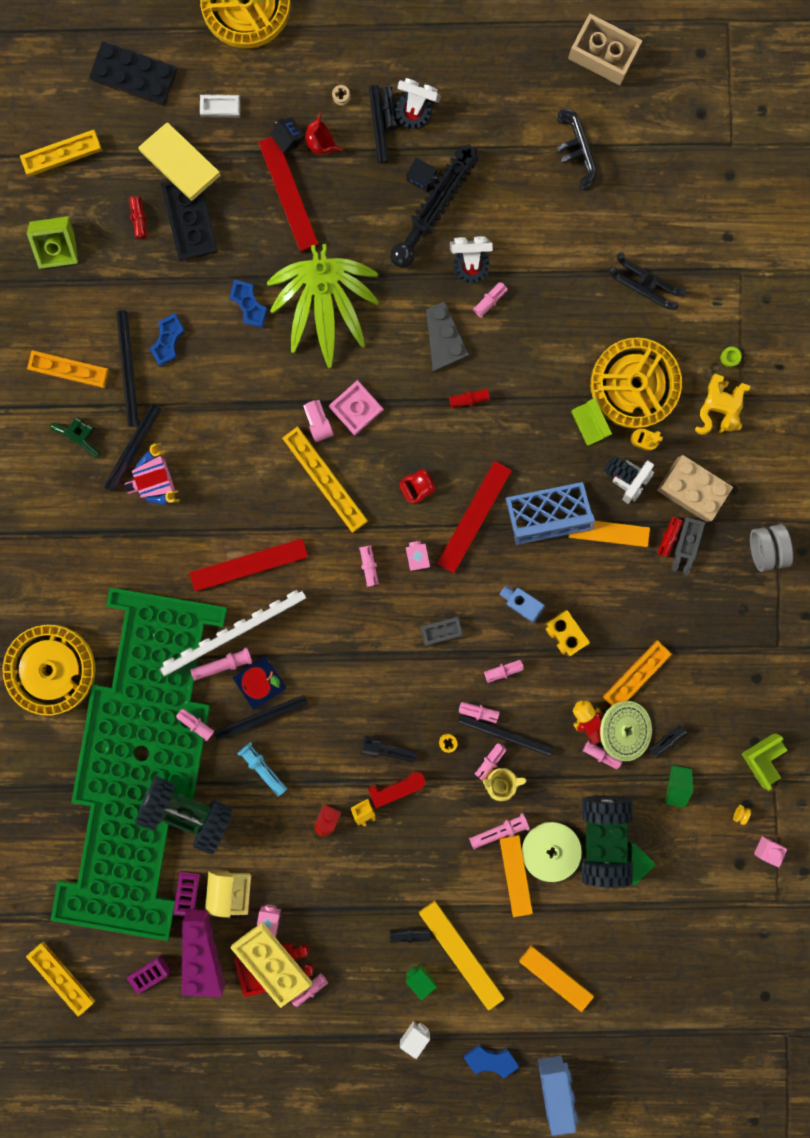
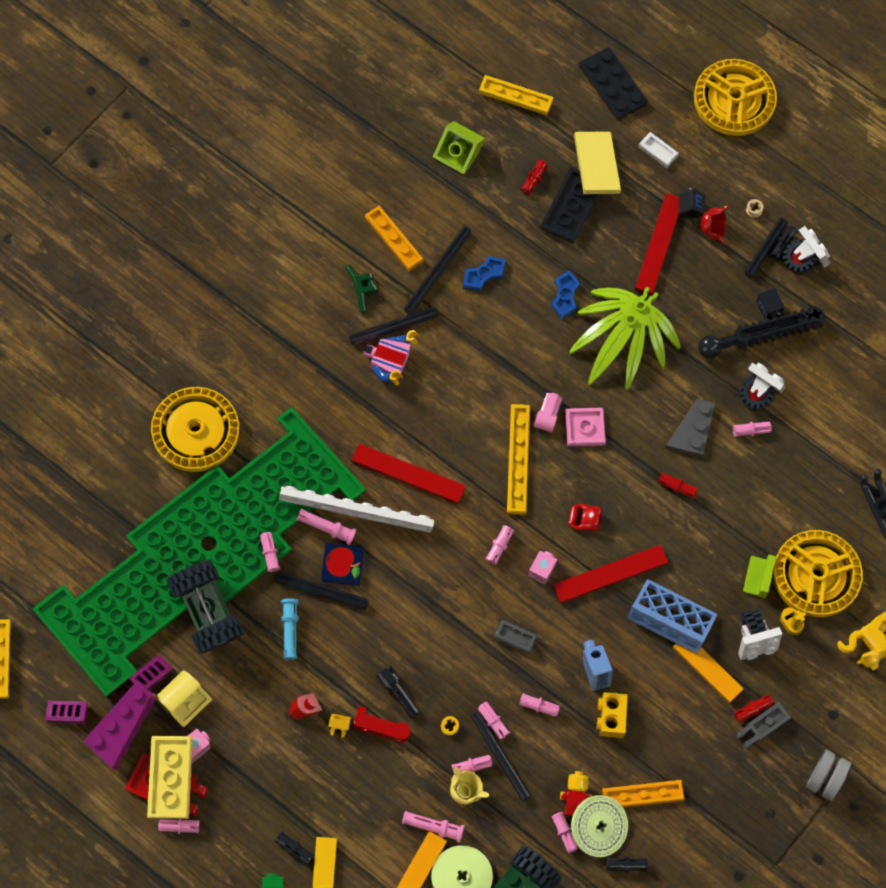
camera: 35 degrees right, 20 degrees down
(694, 488) = (802, 685): tan brick -> none

